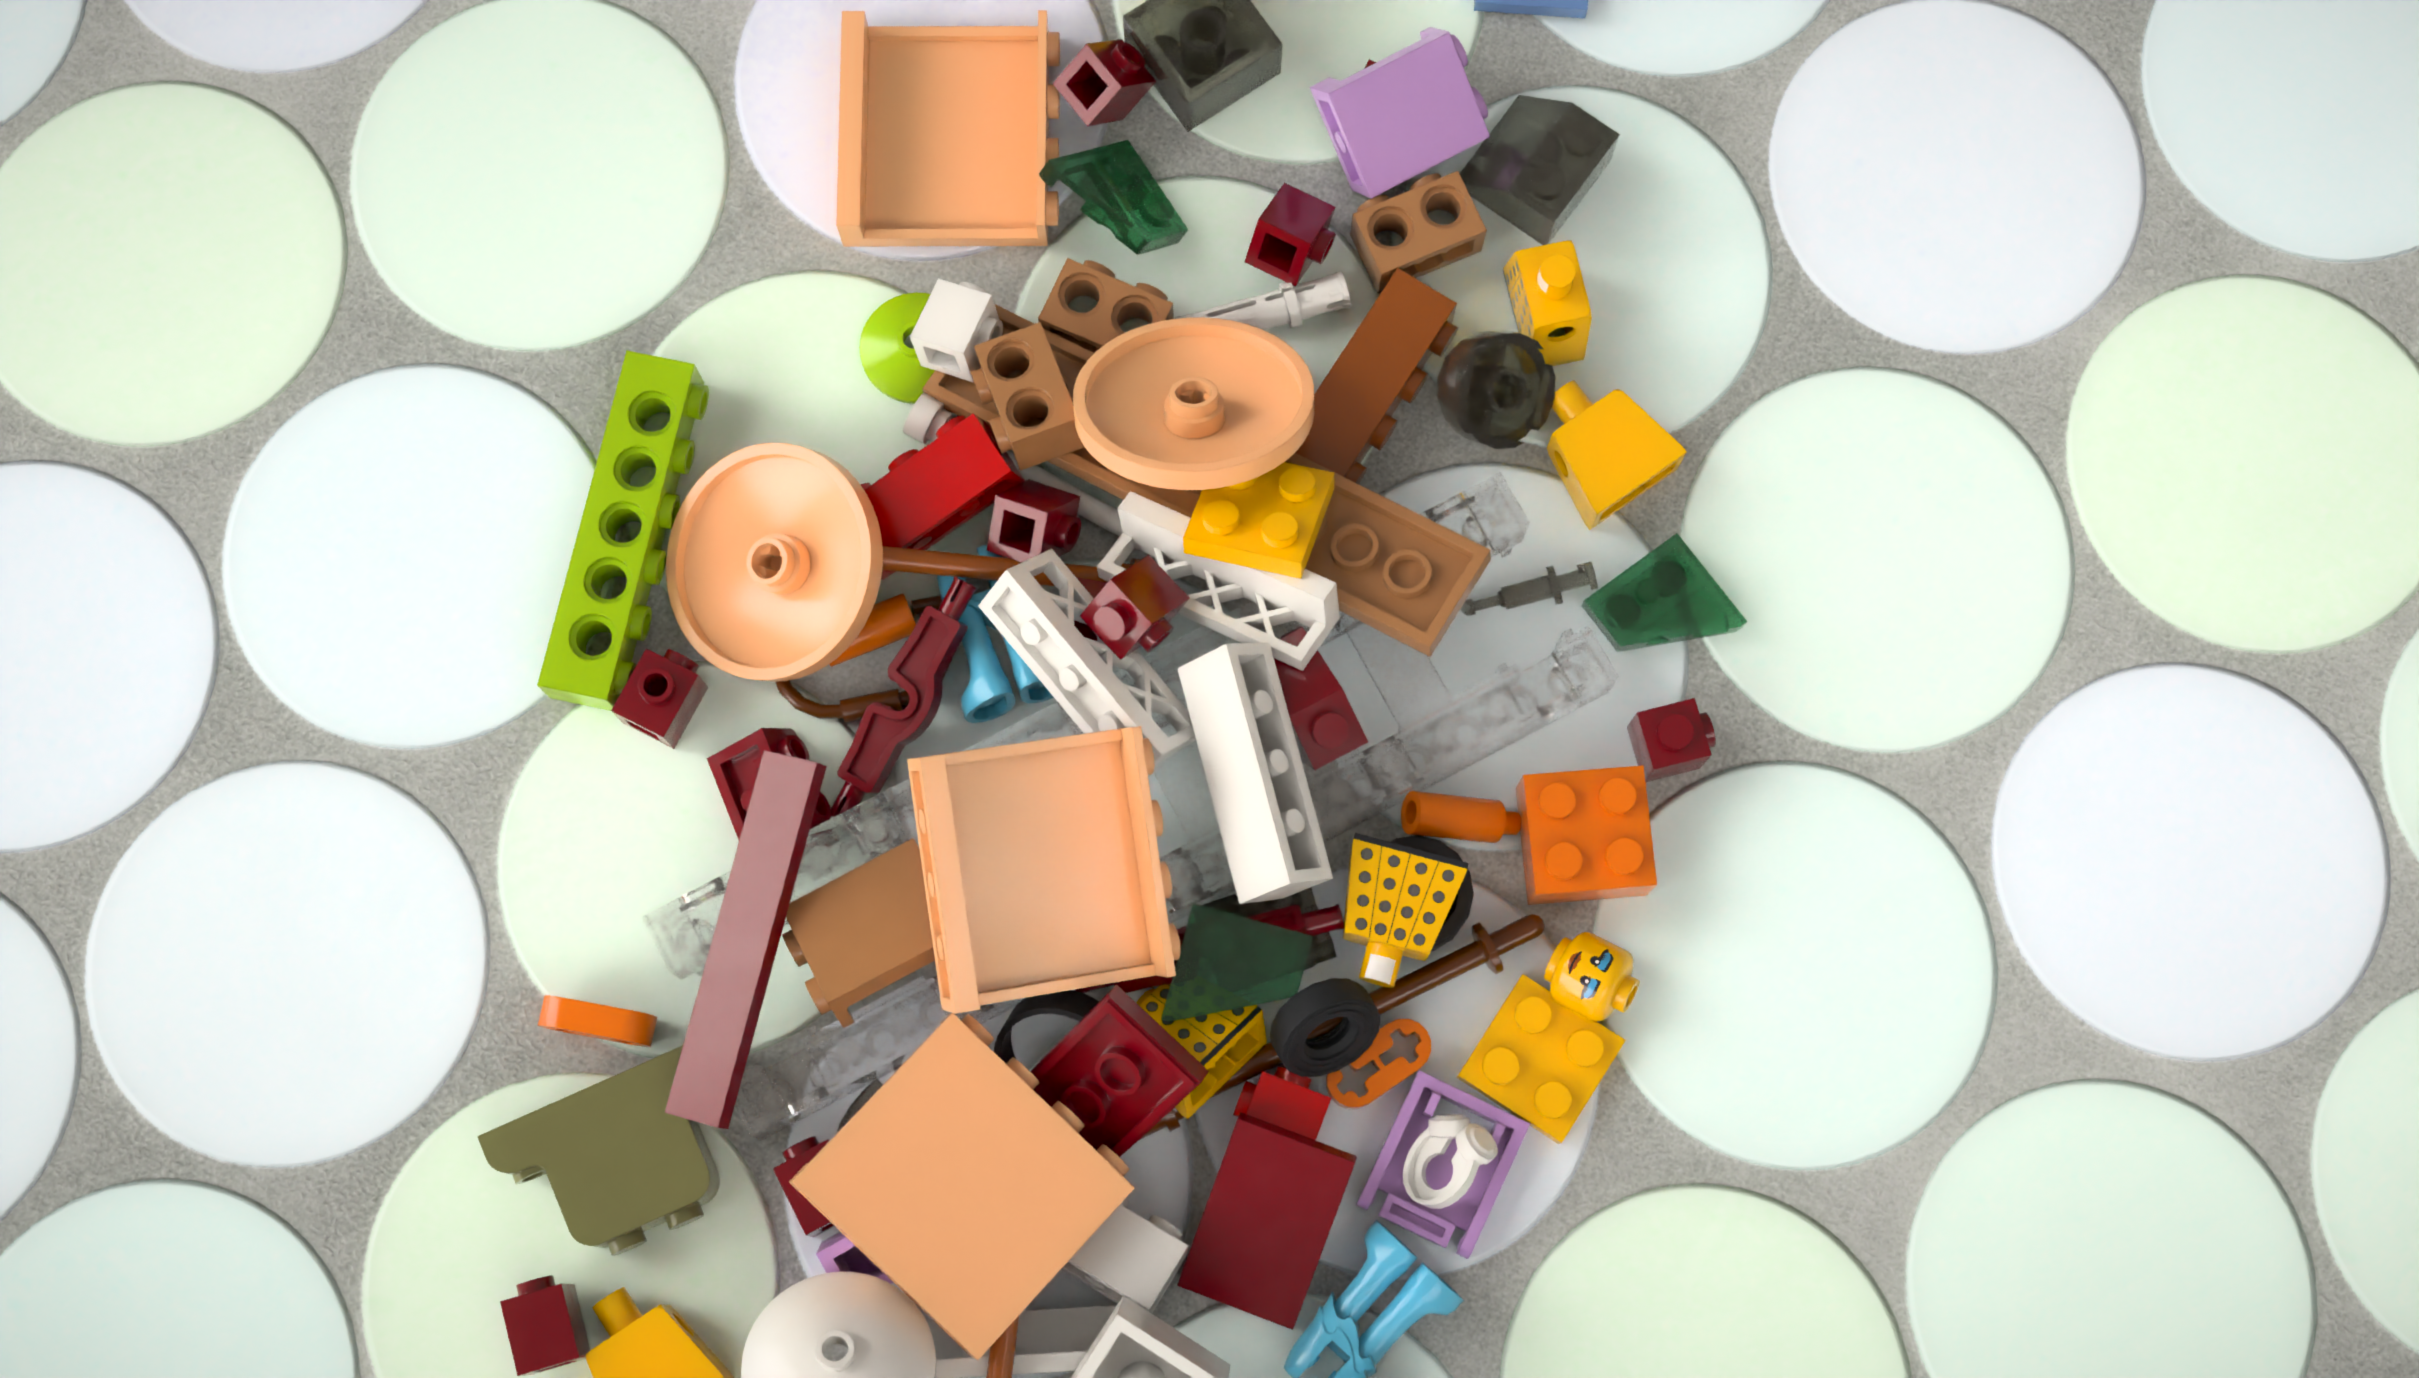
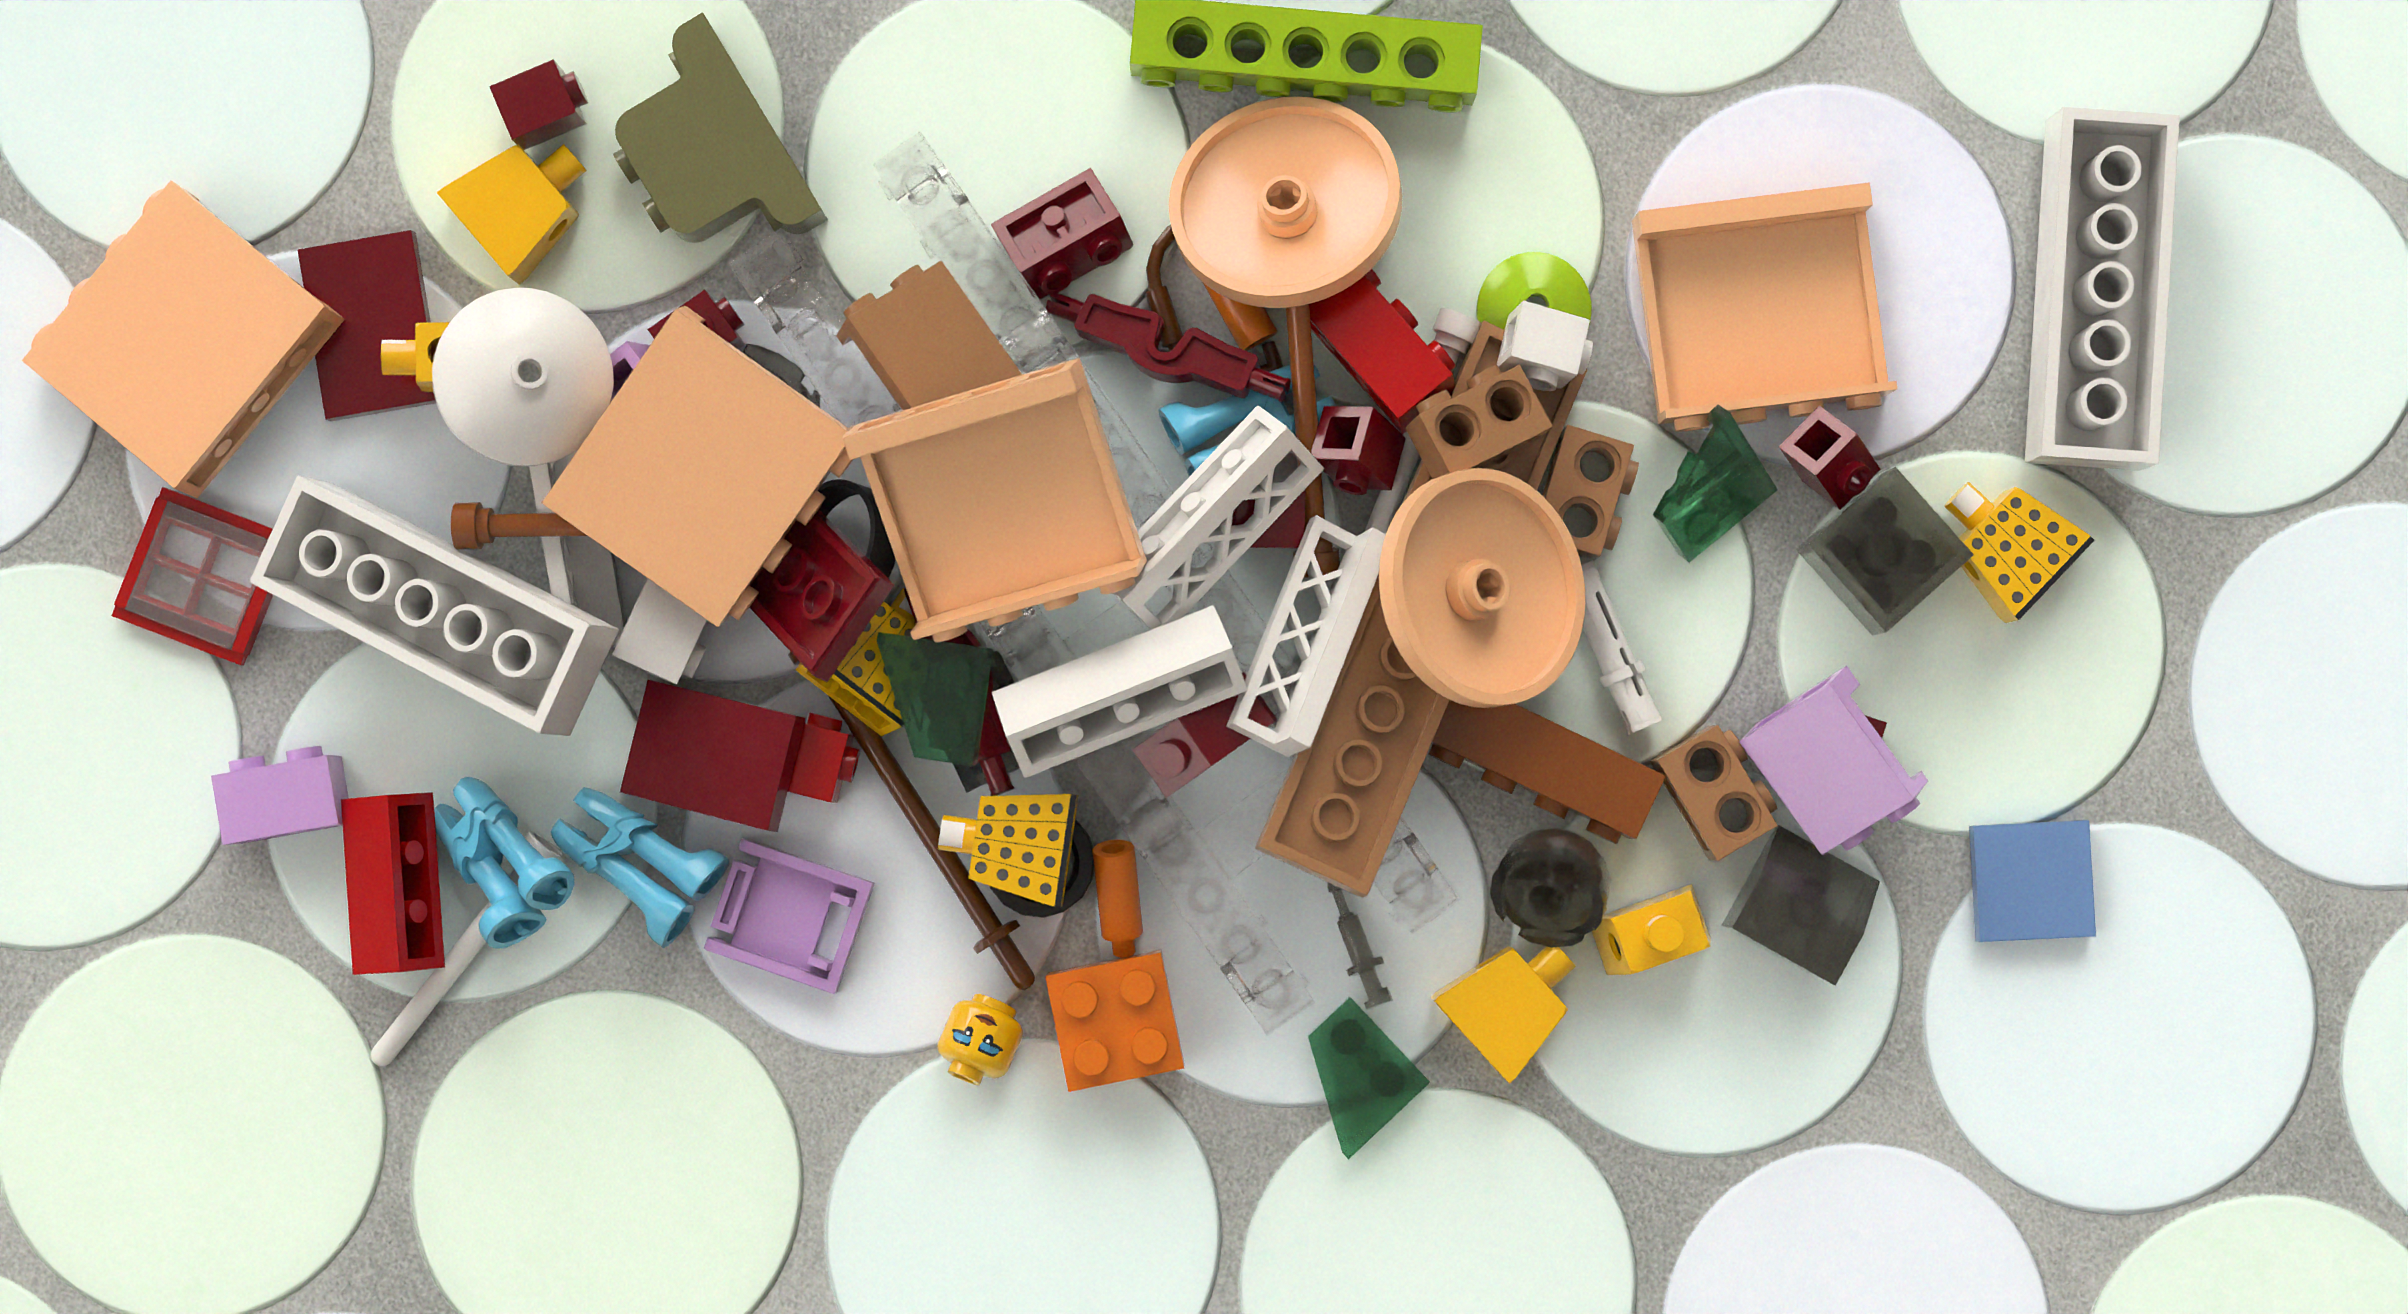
camera: 80 degrees right, 10 degrees up
(597, 1021) = (827, 105): orange beam -> none
(661, 696) = (1145, 114): dark red brick -> none
(745, 939) = (908, 232): tile -> none
(1135, 608) = (1269, 558): dark red brick -> none
(1262, 521) = (1363, 673): yellow plate -> none
(1291, 235) = (1691, 666): dark red brick -> none
(1313, 1007) = (916, 801): black tyre -> none
(1386, 1076) = (865, 854): orange beam -> none
(1474, 1147) = (799, 942): white piece -> none
(1540, 1059) = (898, 998): yellow plate -> none
(1671, 739) = (1220, 1096): dark red brick -> none

